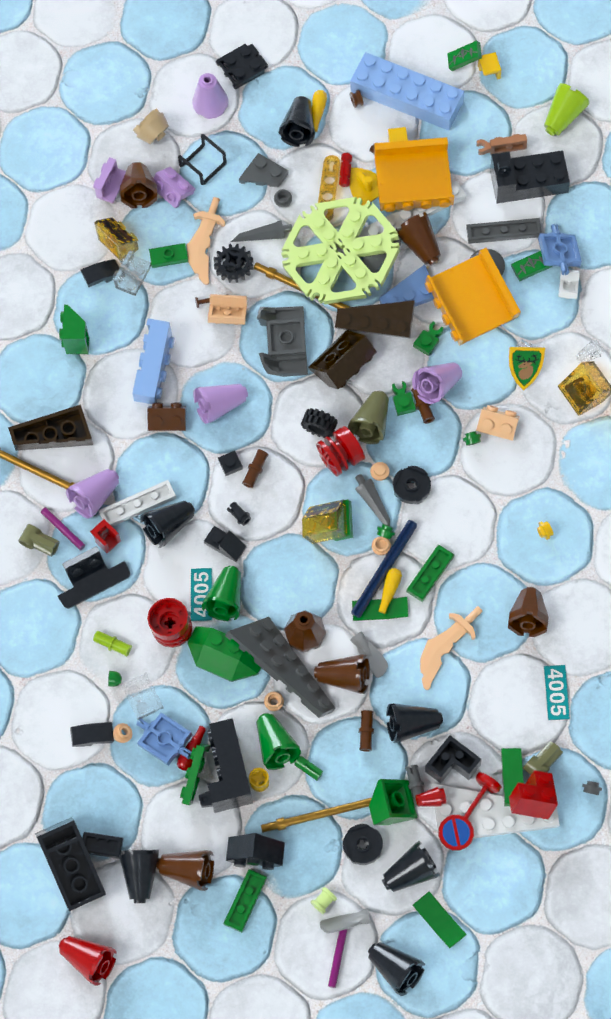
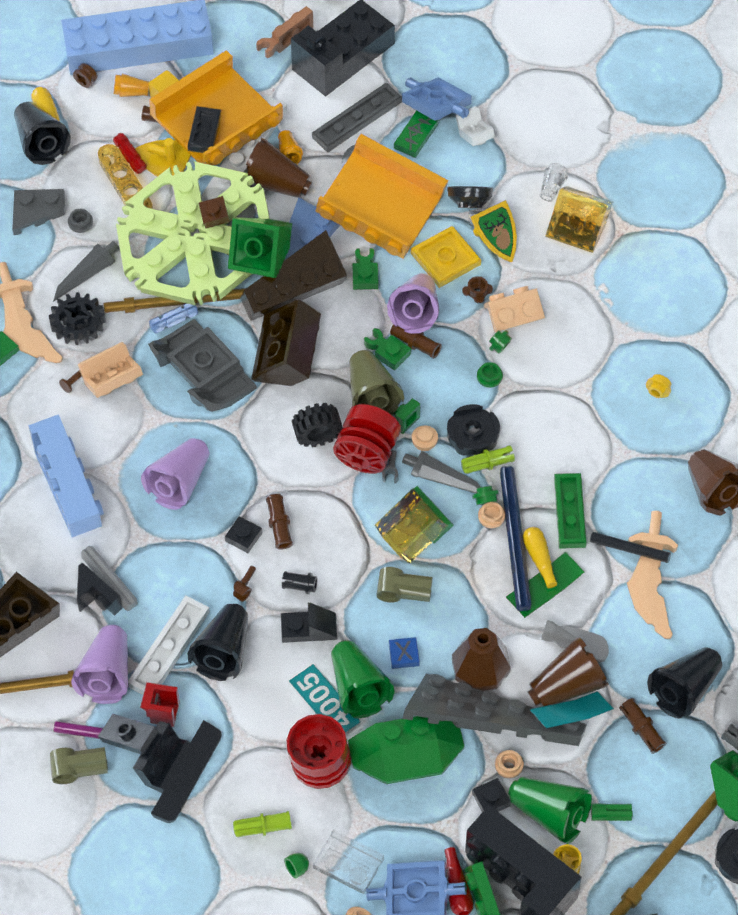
camera: 40 degrees left, 10 degrees down
(74, 542) = (128, 734): none -> plate
(118, 441) = (93, 588): none -> black slope
(135, 440) = (104, 571): none -> light grey axle
(166, 417) = (129, 529): reddish brown bracket -> none
(203, 494) = (241, 590): none -> reddish brown hand
(249, 713) = (491, 794): none -> black plate
(266, 596) = (404, 653): none -> blue tile
(290, 297) = (173, 317): none -> medium blue axle
(291, 552) = (396, 585): none -> olive piece
(331, 694) = (572, 711): none -> teal sticker
(345, 477) = (390, 469): none -> dark grey hand
(356, 245) = (214, 212): none -> reddish brown plate
(365, 286) = (259, 245): none -> green slope
(377, 122) = (130, 86): none -> light orange cone
(378, 450) = (407, 414): none -> green plate
(395, 183) = (204, 129): none -> black plate
(405, 509) = (487, 460): none -> lime axle
(443, 227) = (289, 146): none -> light orange cone
(445, 619) = (630, 547): none -> black bar
(449, 456) = (489, 375): none -> green plate
(481, 392) = (480, 284): none -> reddish brown plate
(485, 360) = (445, 256): none -> yellow tile
(529, 329) = (469, 196): none -> black piece

